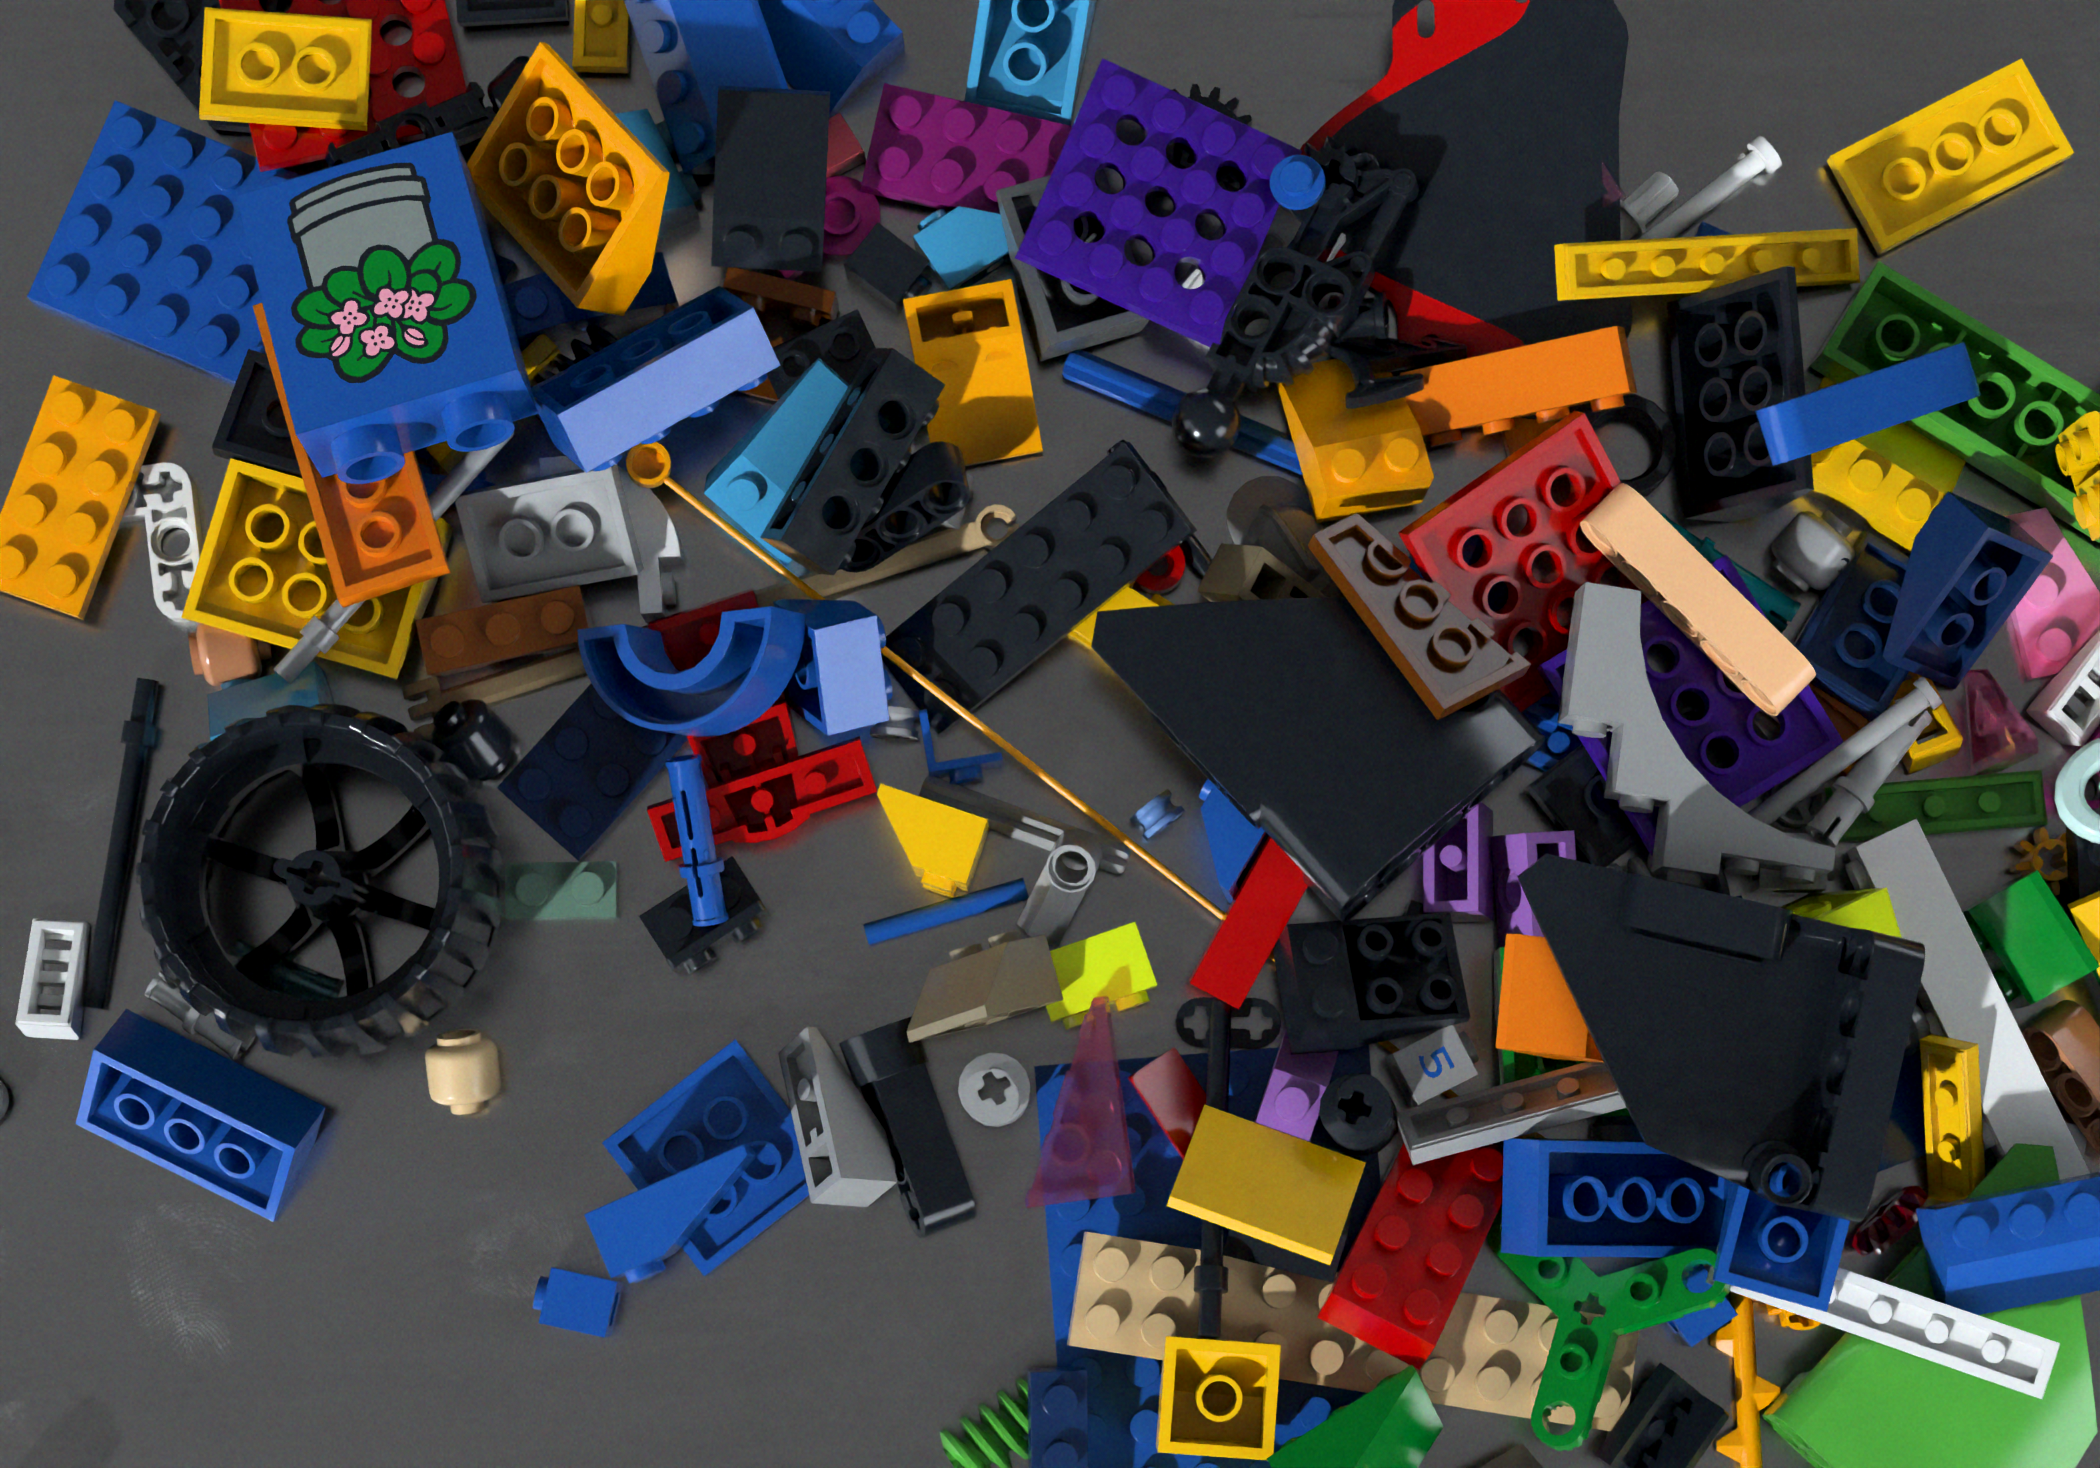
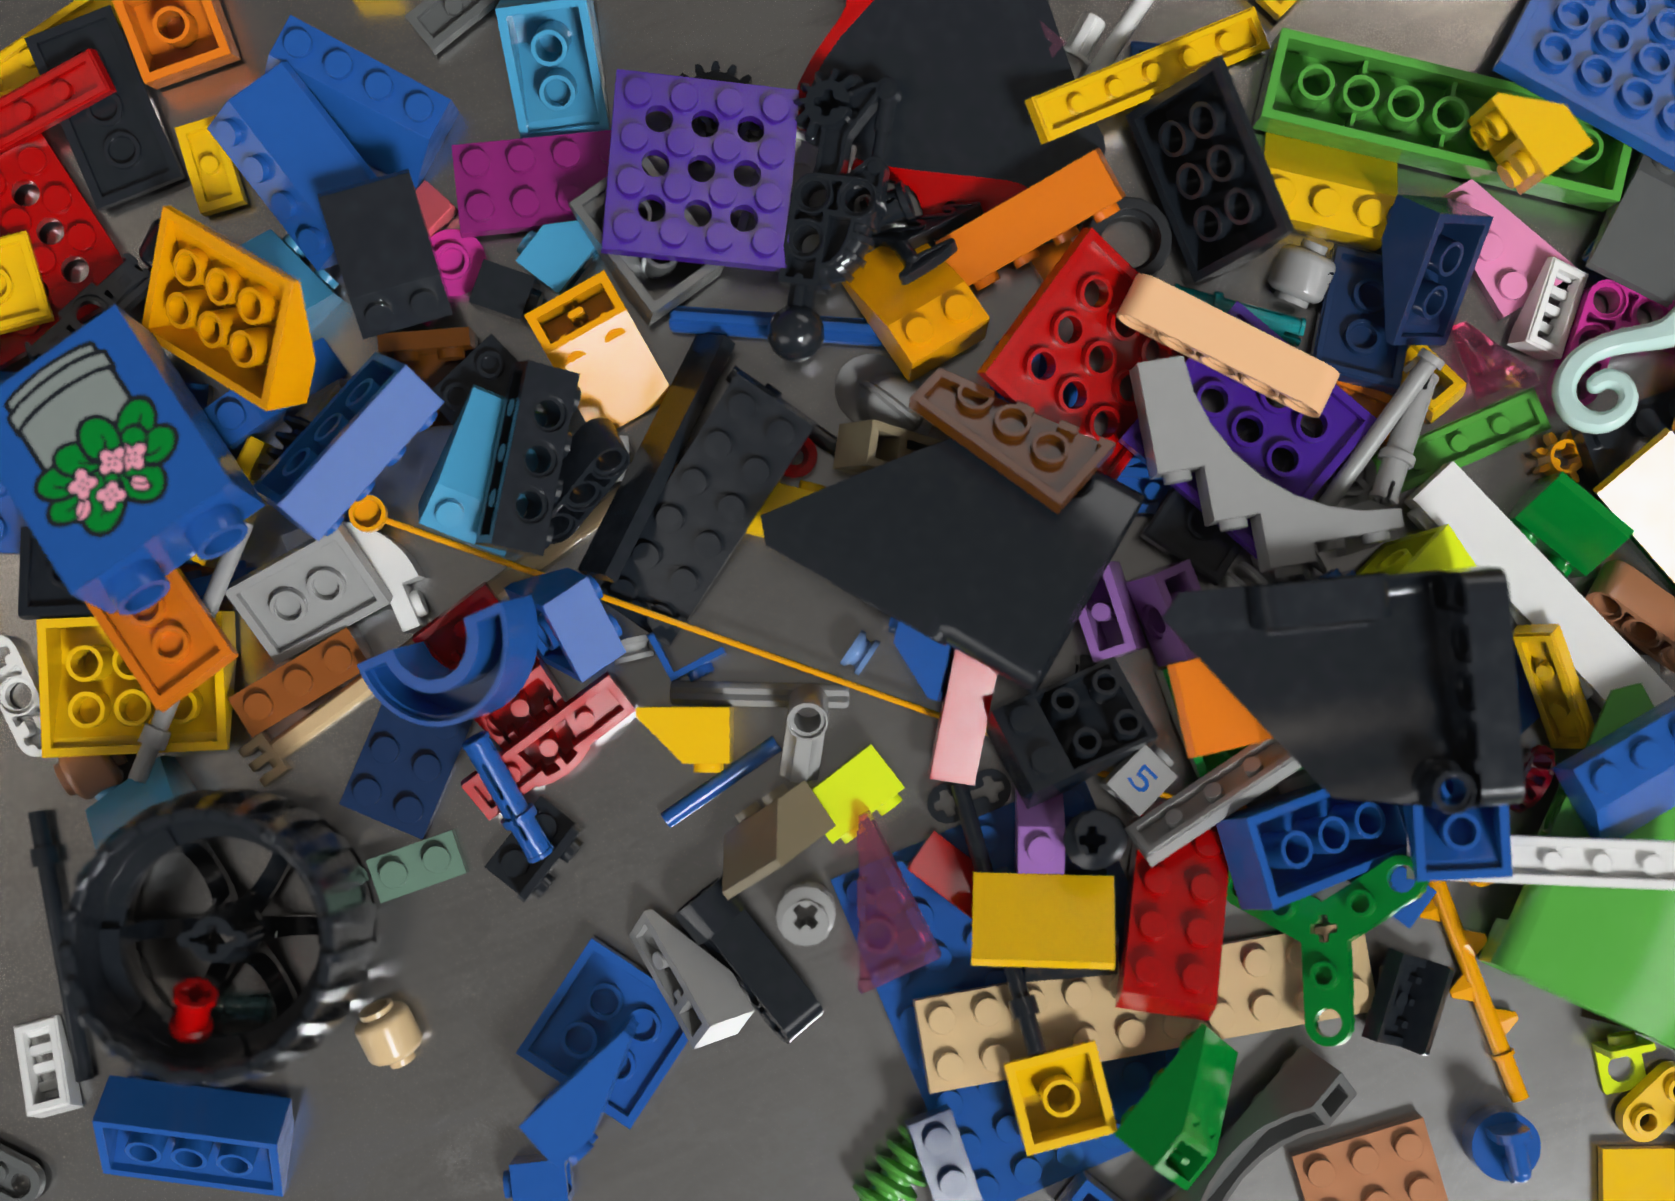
camera: 15 degrees left, 5 degrees up
(260, 957) = (192, 1016): none -> red bush
(473, 738) = (305, 774): black head -> none
(999, 510) = (656, 457): none -> black tile
(1297, 182) = (804, 117): blue plate -> none
(1867, 403) = (1314, 147): blue beam -> none

